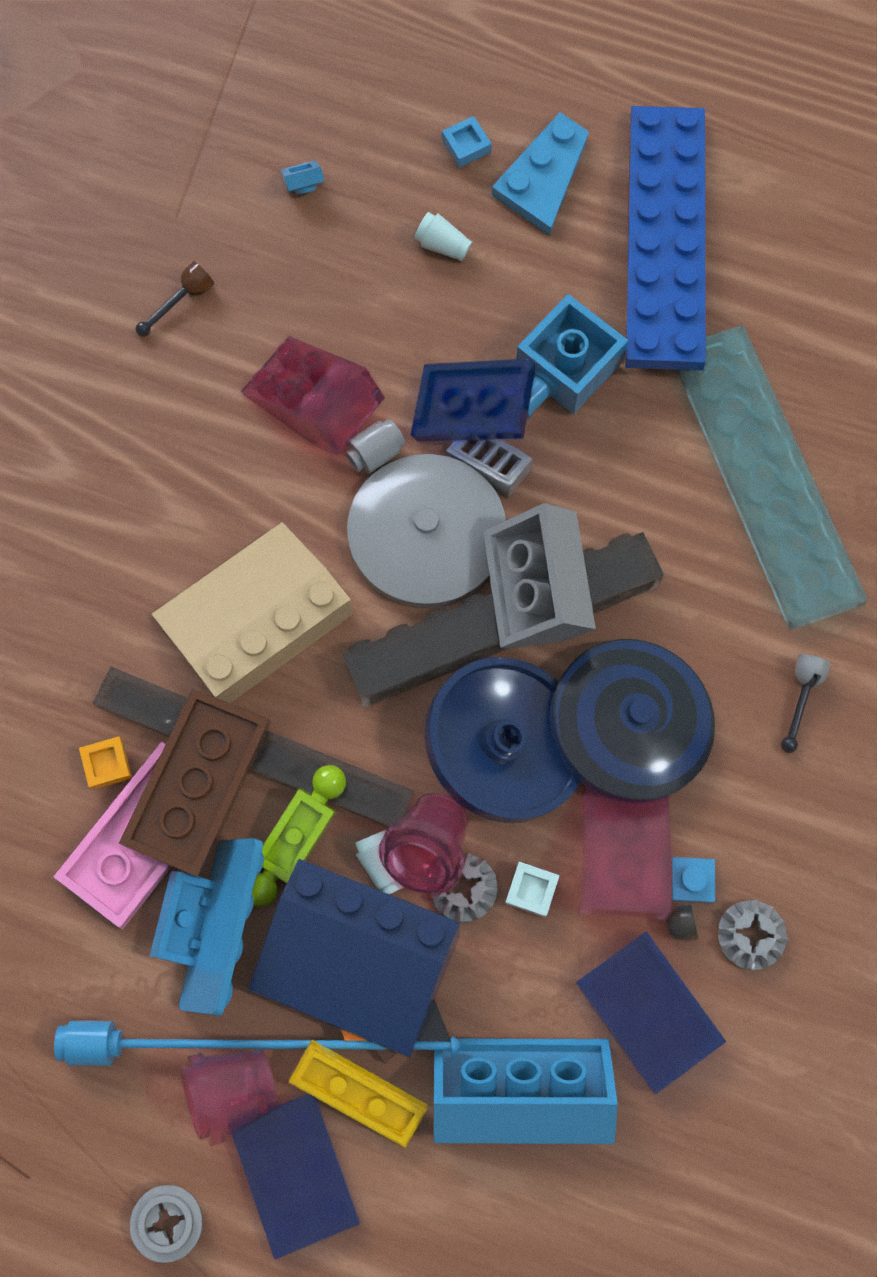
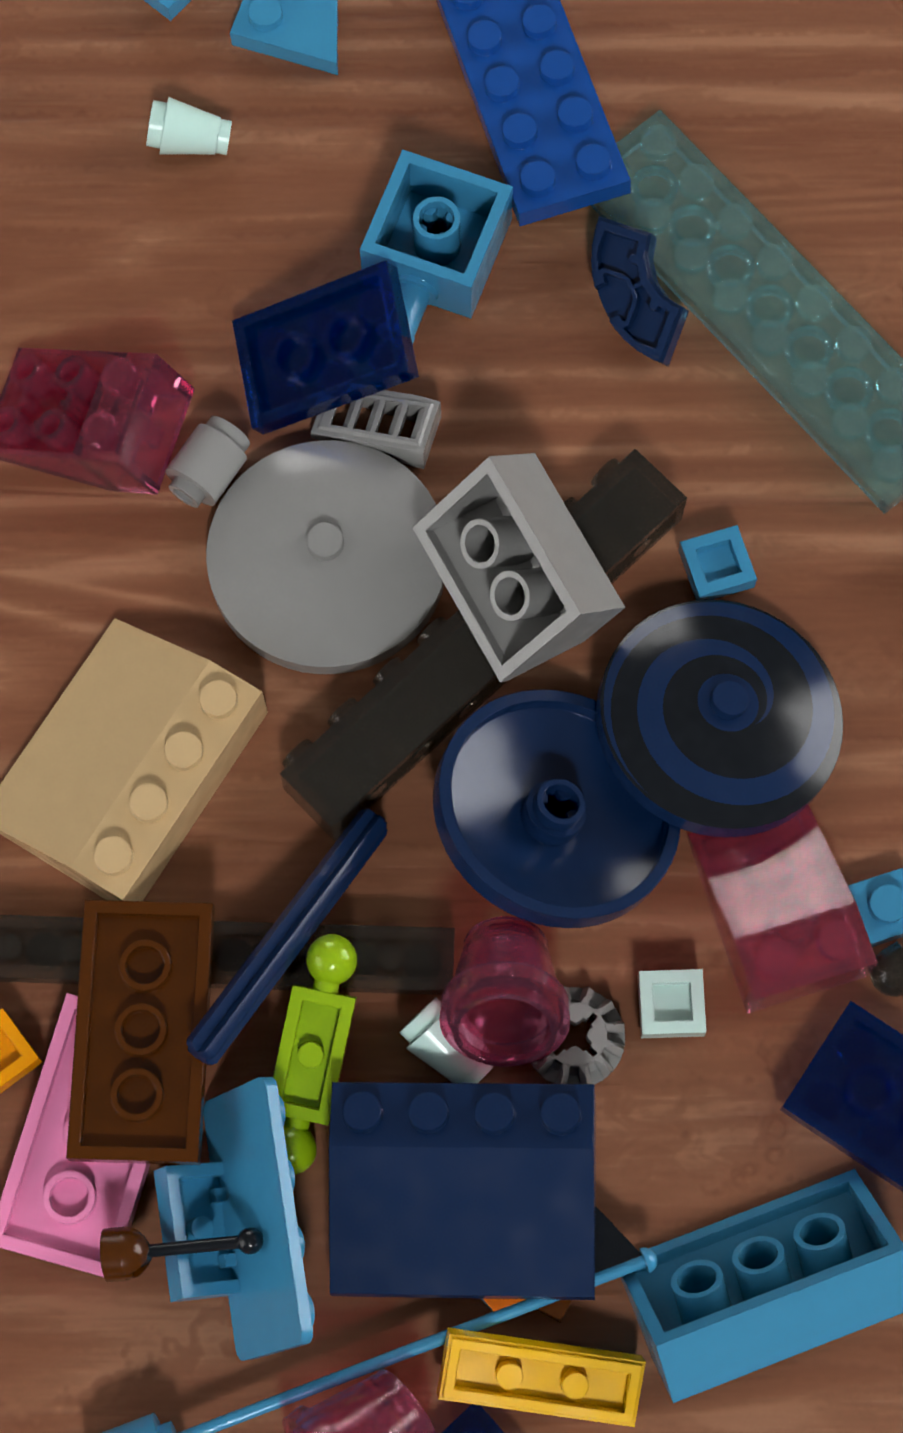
camera: 20 degrees left, 0 degrees up
(133, 916) = (128, 1253): none -> hinge
(306, 757) = (286, 937): none -> dark blue axle
(669, 623) = (717, 564): none -> dark azure plate
(680, 432) = (630, 290): none -> dark blue tile

